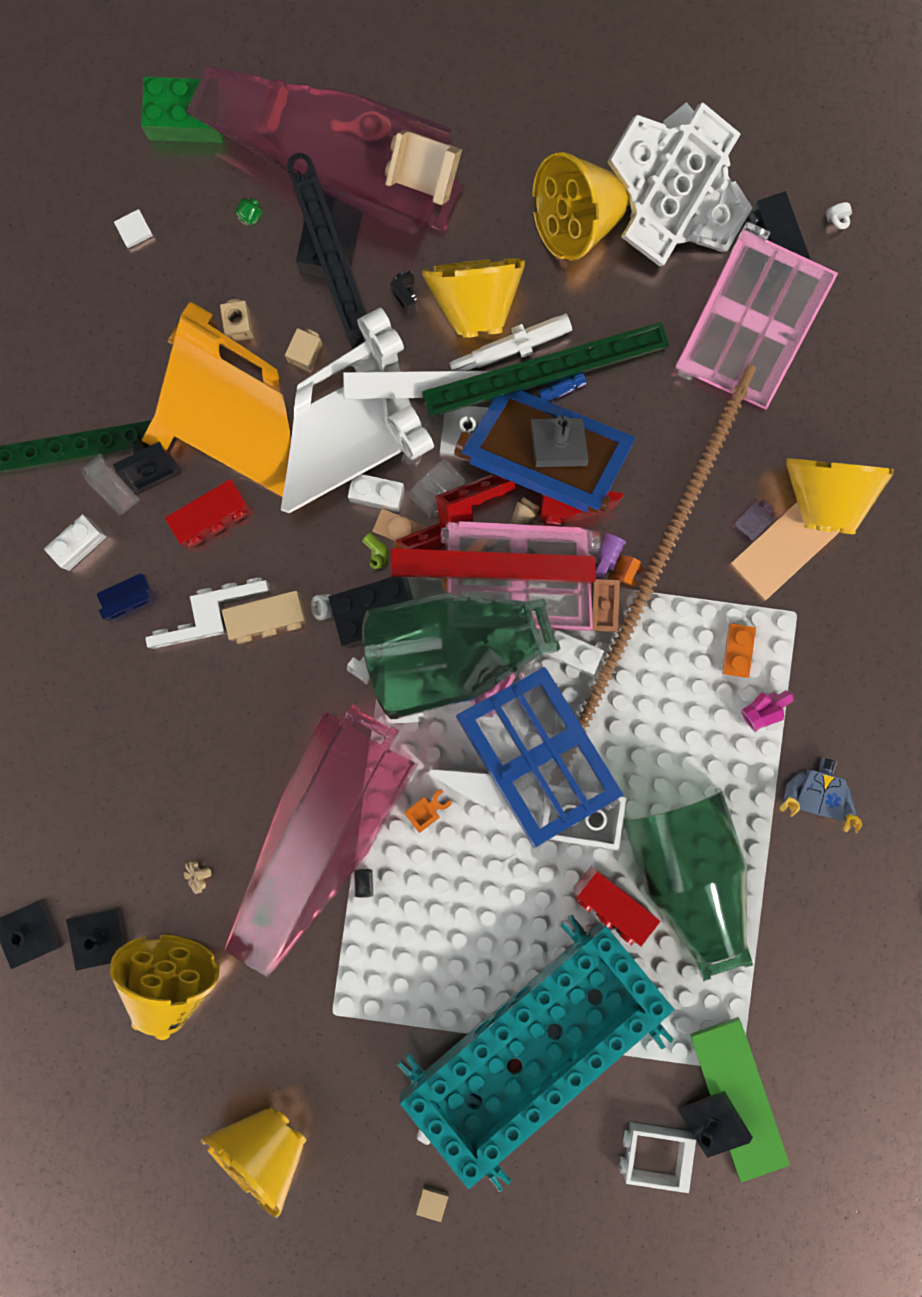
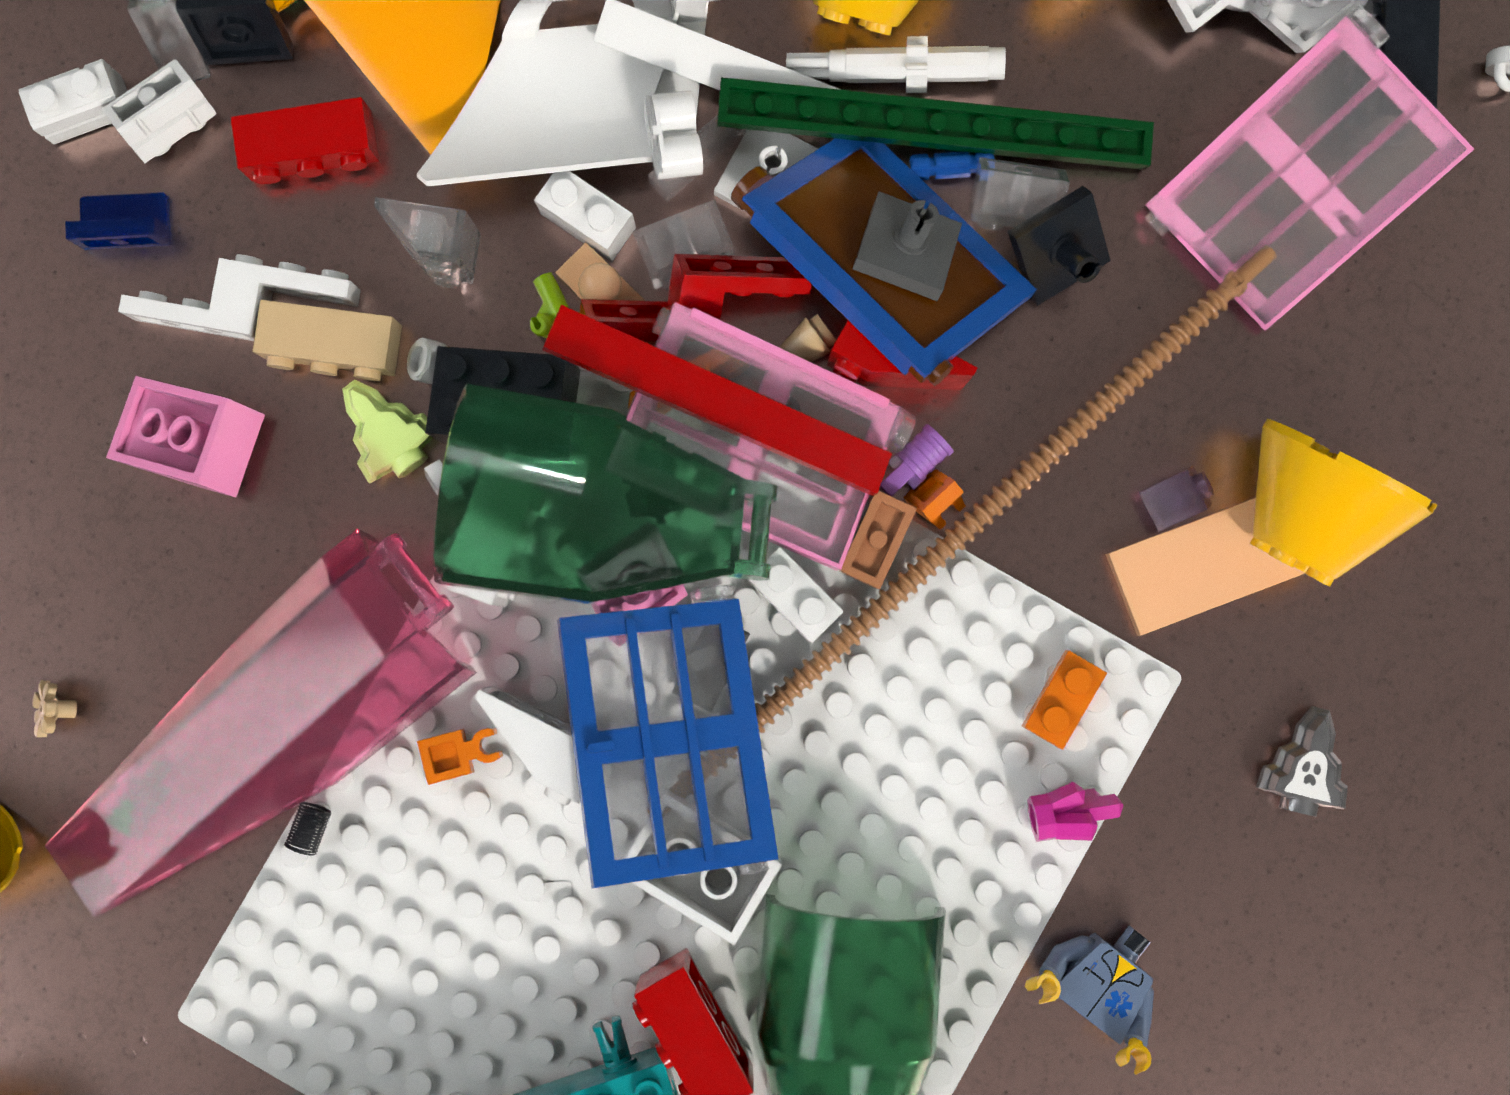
camera: 20 degrees right, 0 degrees up
(123, 529) = (159, 111): none -> white brick
(208, 699) = (186, 435): none -> bright pink slope
(301, 539) = (436, 237): none -> clear slope
(316, 654) = (385, 433): none -> yellowish green rock
(605, 390) = (1013, 192): none -> clear brick
(639, 408) = (1061, 245): none -> black tile
(882, 635) = (1307, 769): none -> flat silver rock

